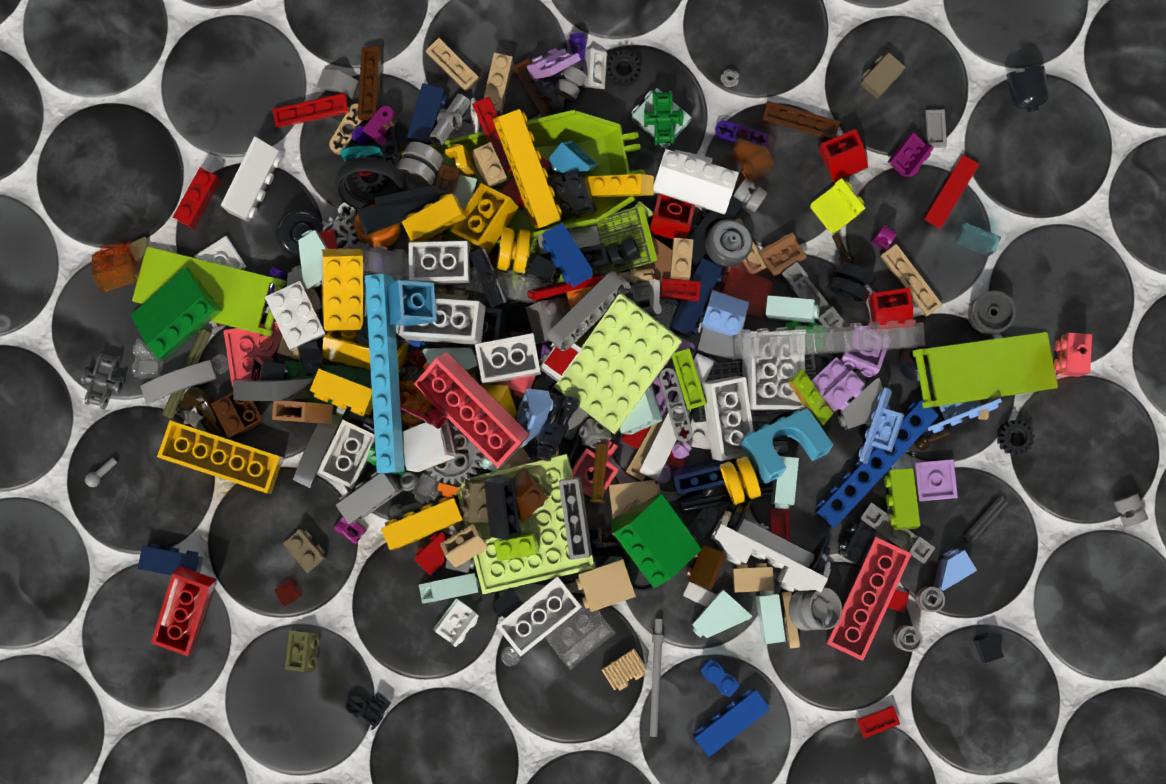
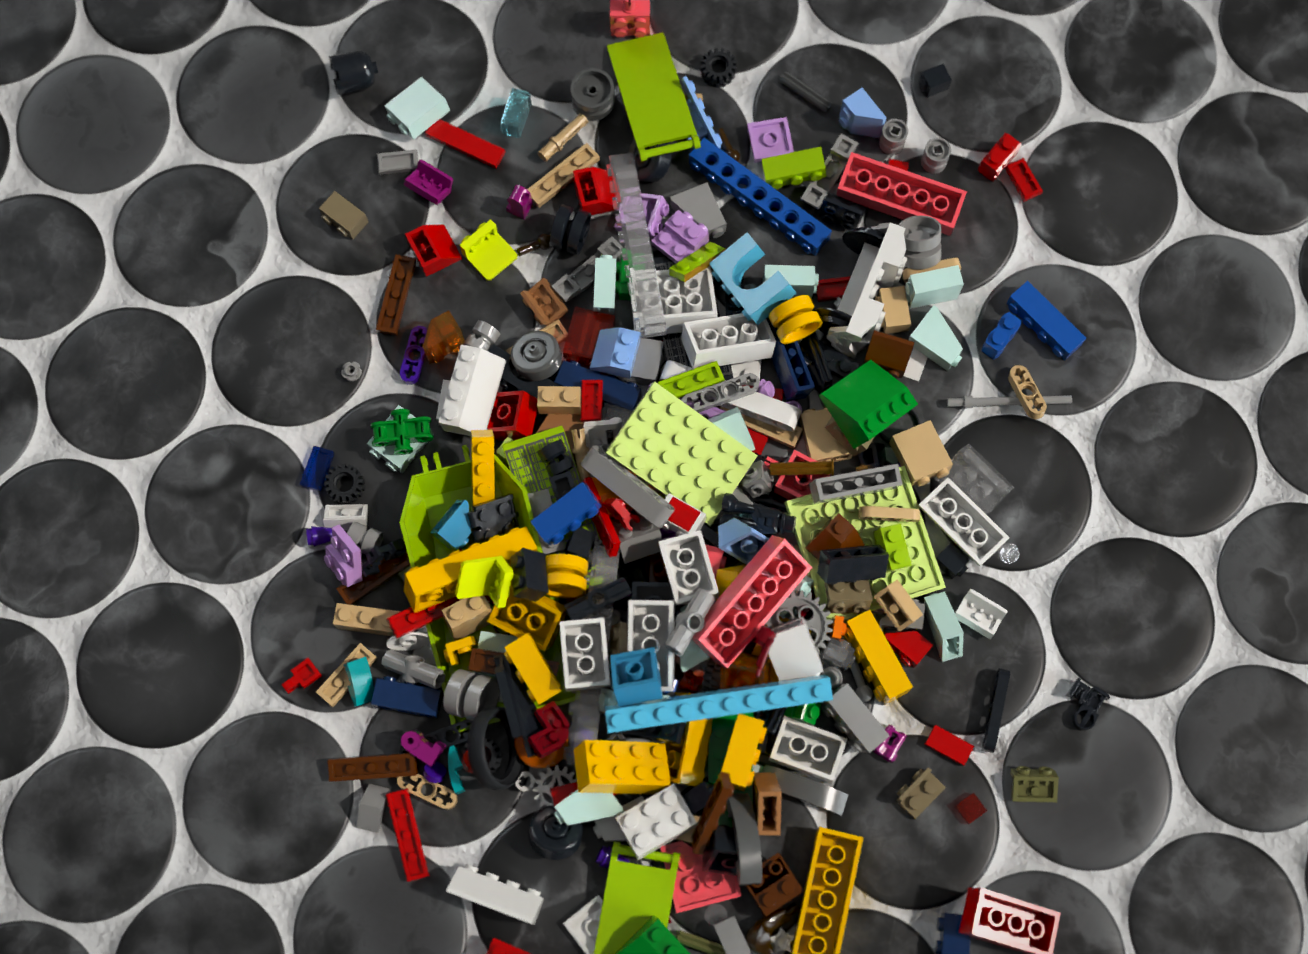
camera: 95 degrees left, 10 degrees down
(293, 361) = (709, 818): none -> reddish brown plate
(343, 581) = (949, 745): none -> red tile
(369, 626) = (996, 710): none -> black beam
(377, 235) = (554, 733): none -> dark red plate
(444, 75) = (361, 681): none -> teal slope
(455, 29) = (304, 674): none -> red plate
(463, 359) = (696, 612): none -> light grey piece
(512, 217) = (529, 574): none -> black brick
(513, 179) = (485, 577): none -> neon yellow bracket
(548, 547) = (889, 514): none -> tan beam
(570, 301) = (619, 511): none -> red plate
(624, 669) = (1006, 432): tan brick -> none
(641, 45) = (317, 468): none -> clear blue tile
(675, 695) = (1027, 383): none -> tan beam
(883, 428) = (723, 185): light blue bracket -> none
(902, 700) = (999, 157): none -> red brick
(952, 285) = (556, 143): none -> tan pin
(987, 146) = (416, 108): none -> light aqua brick

